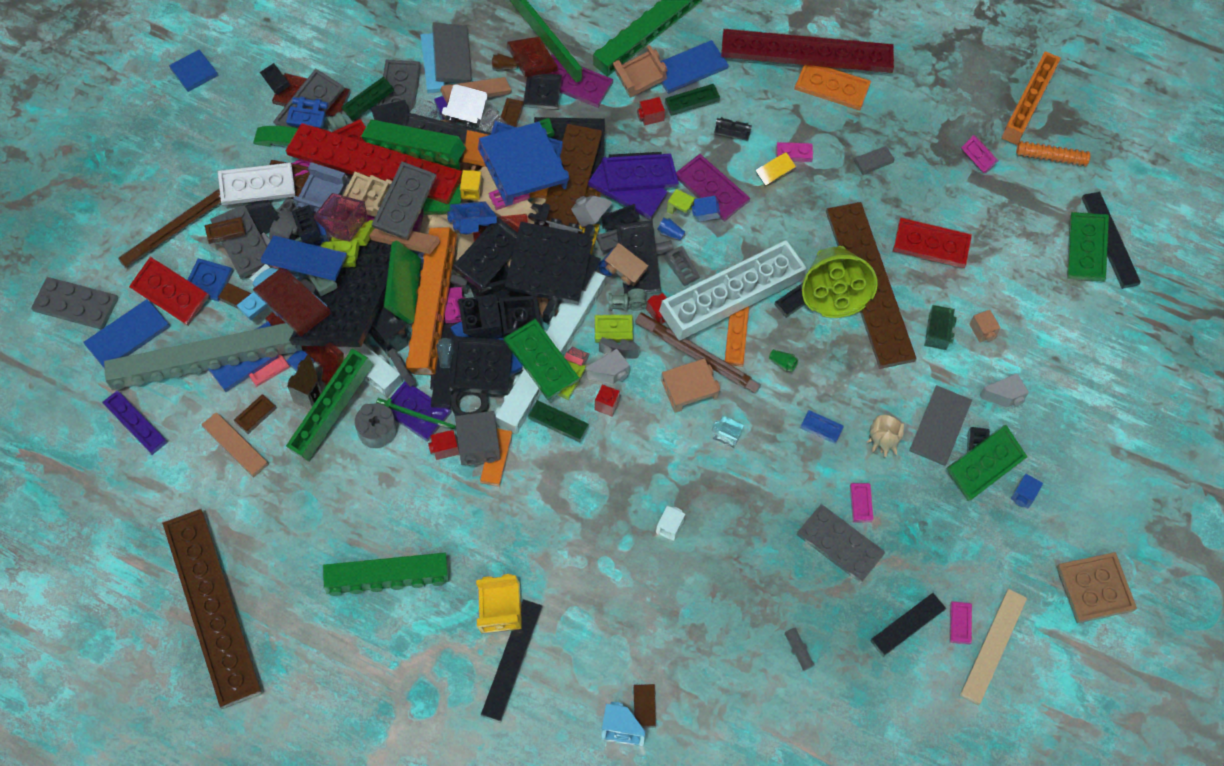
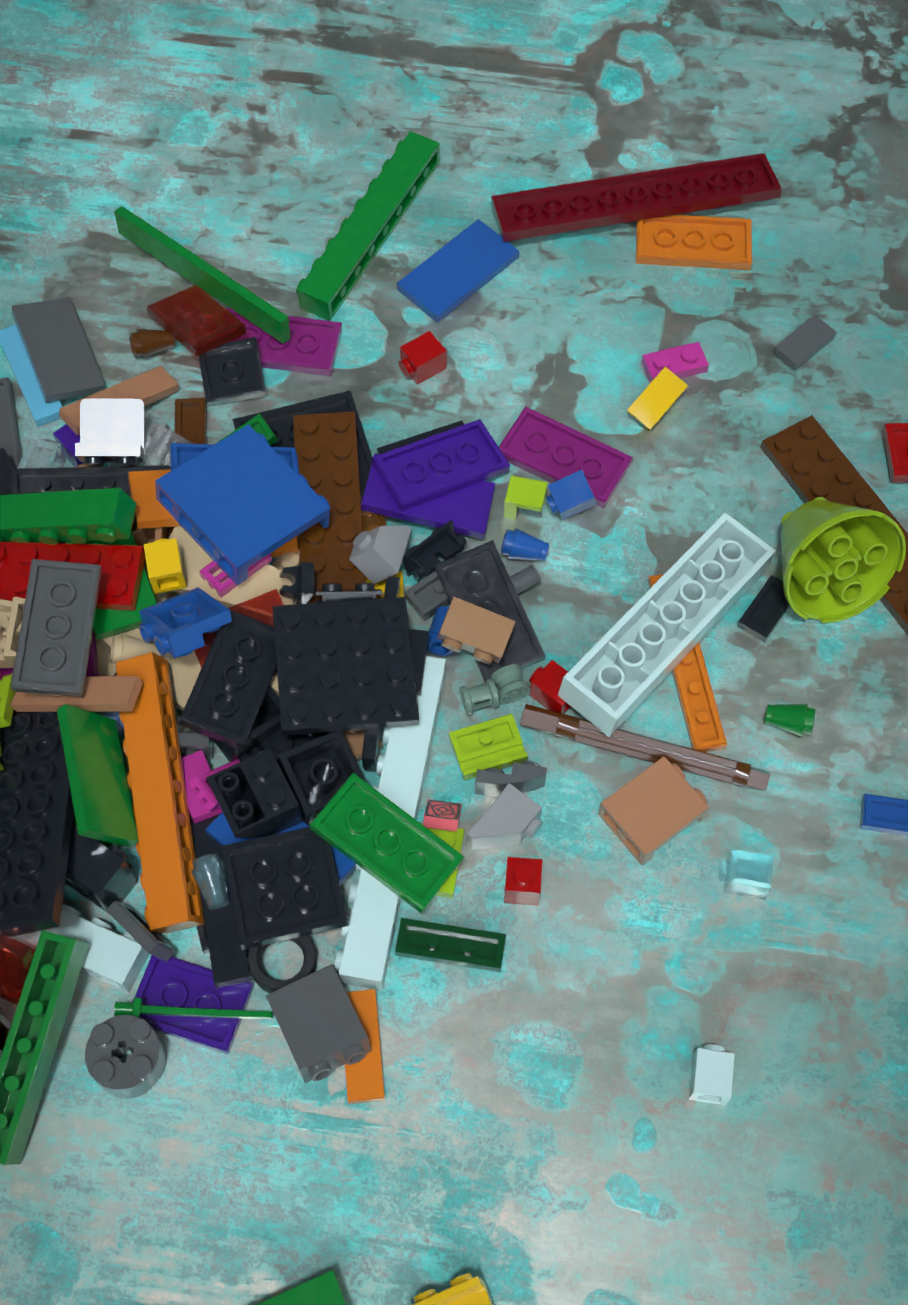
camera: 15 degrees left, 0 degrees up
(443, 445) = (261, 1054): red brick -> none
(641, 72) = (384, 298): nougat panel -> none
(680, 251) = (563, 588): dark grey slope -> none
(692, 99) = (481, 321): dark green plate -> none
(732, 129) = (559, 352): black hinge -> none

